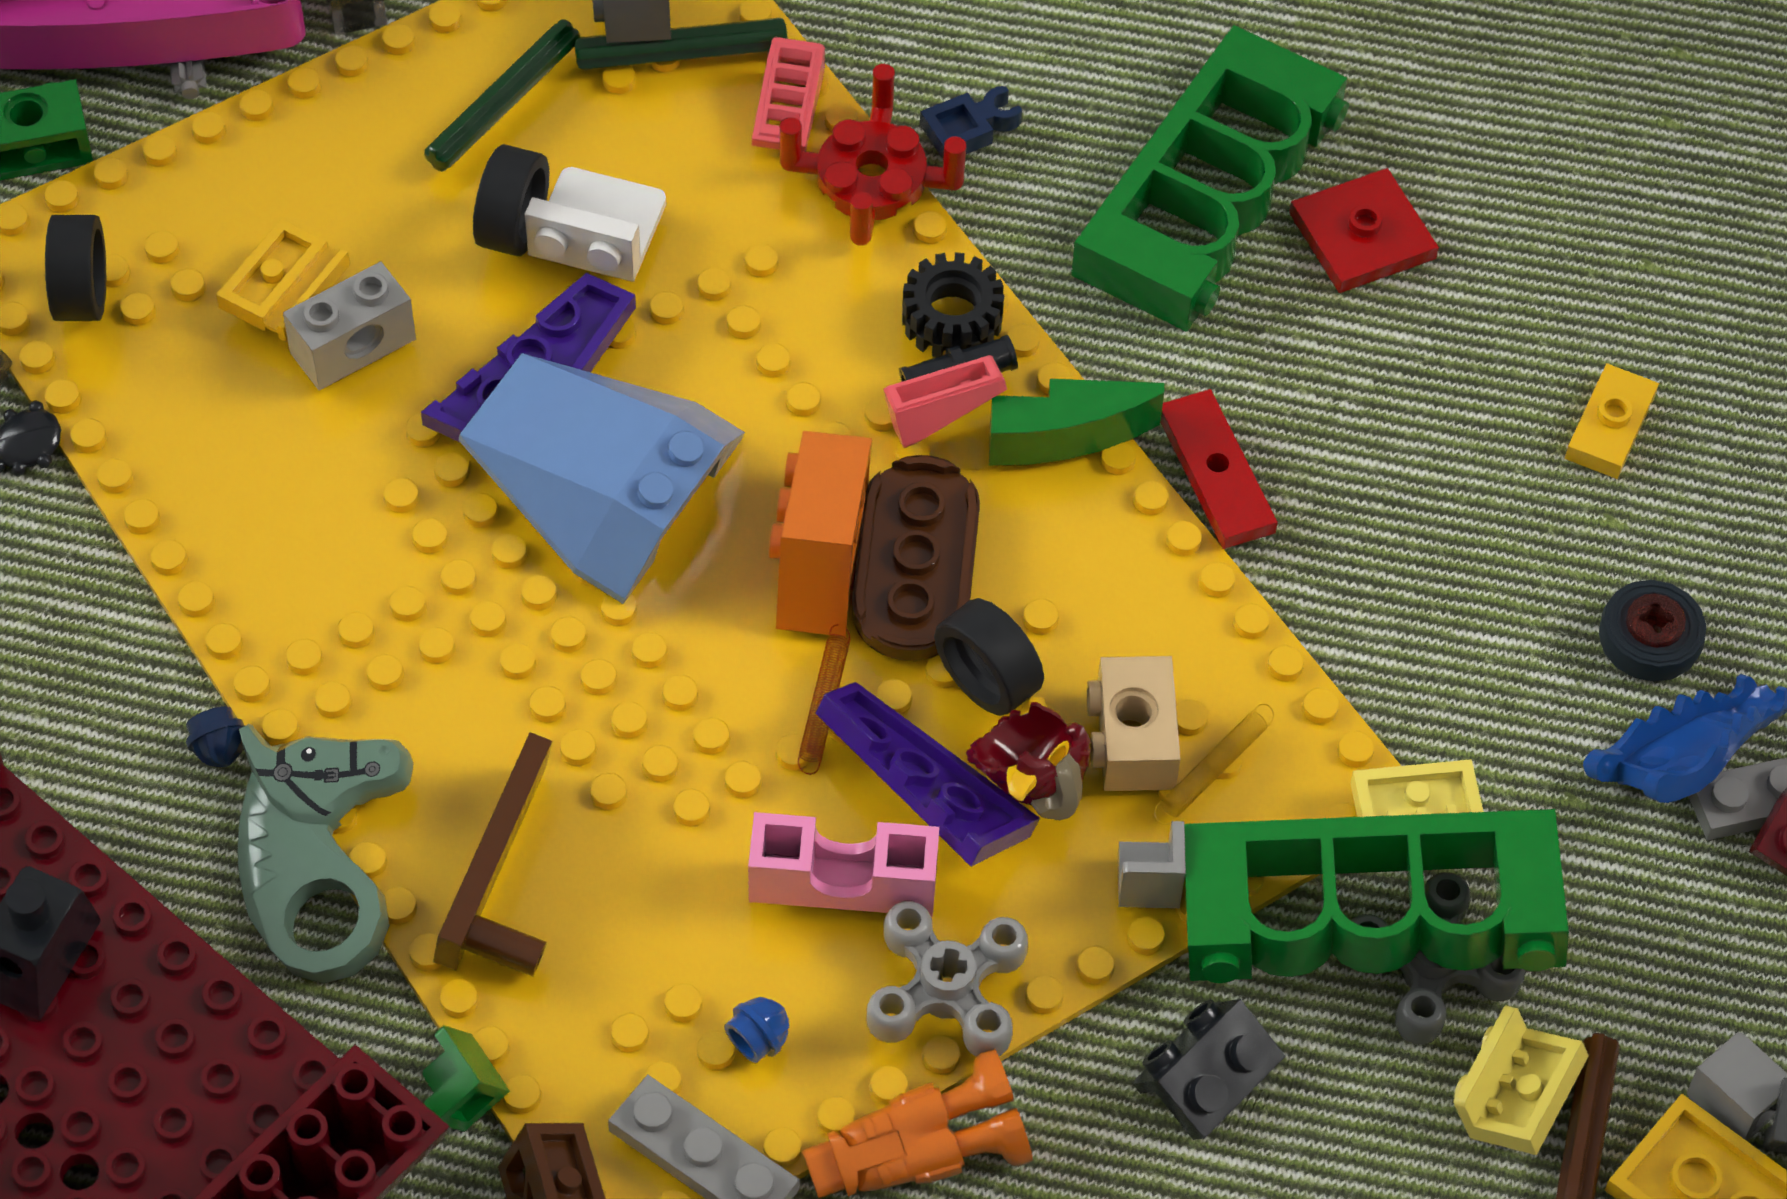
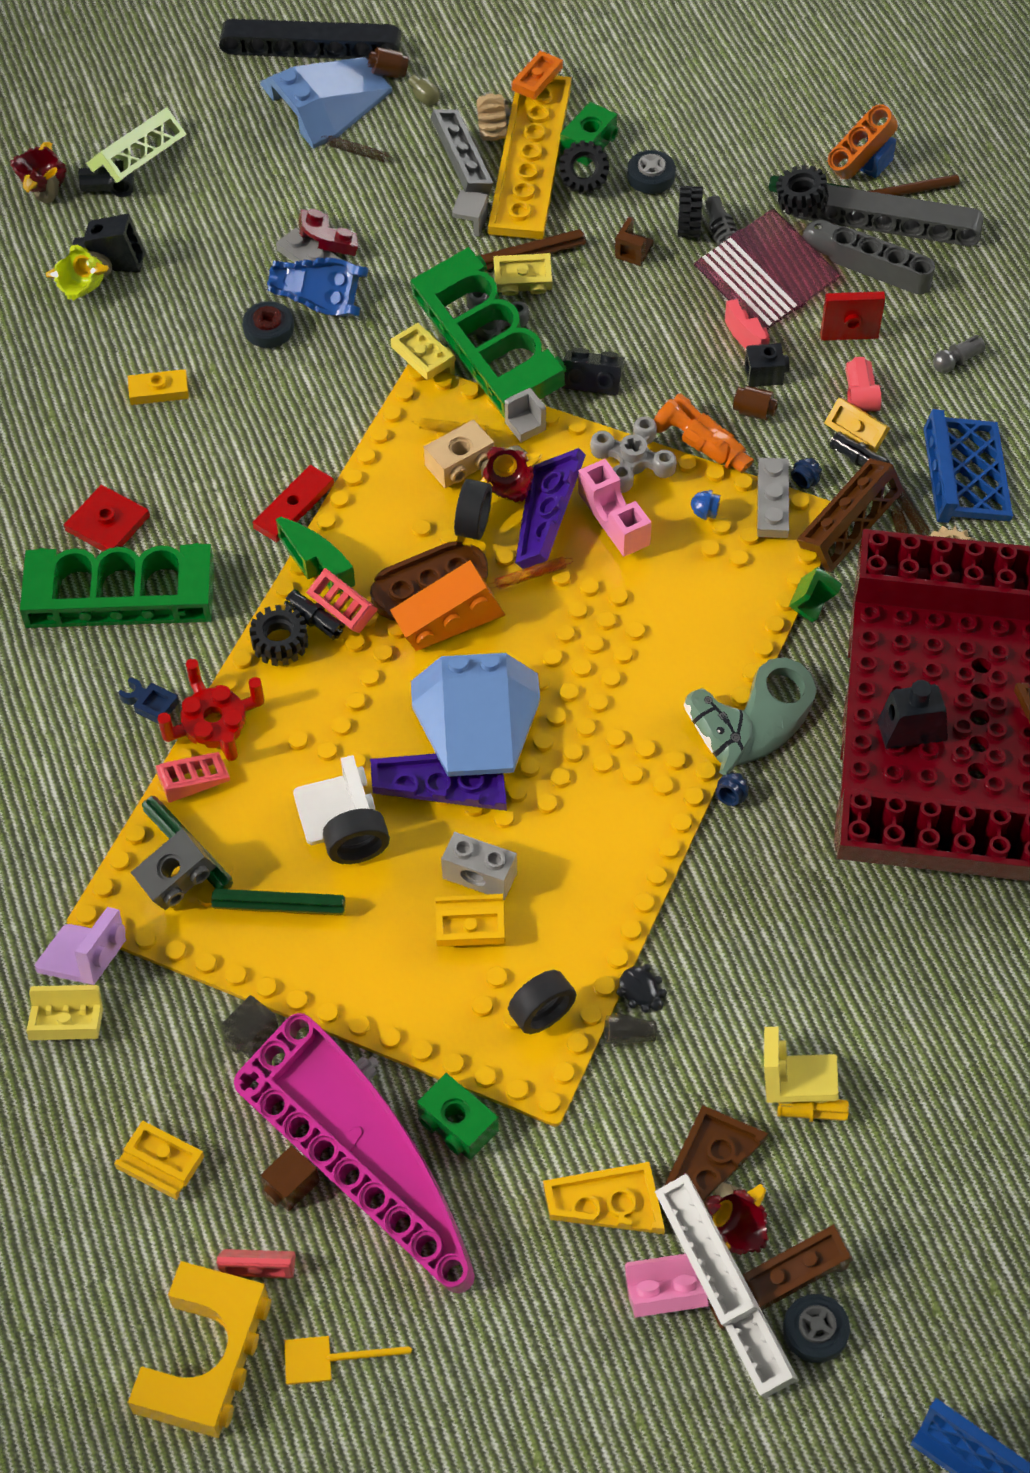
camera: 120 degrees left, 0 degrees up
(464, 925) = (710, 636): reddish brown piece -> none

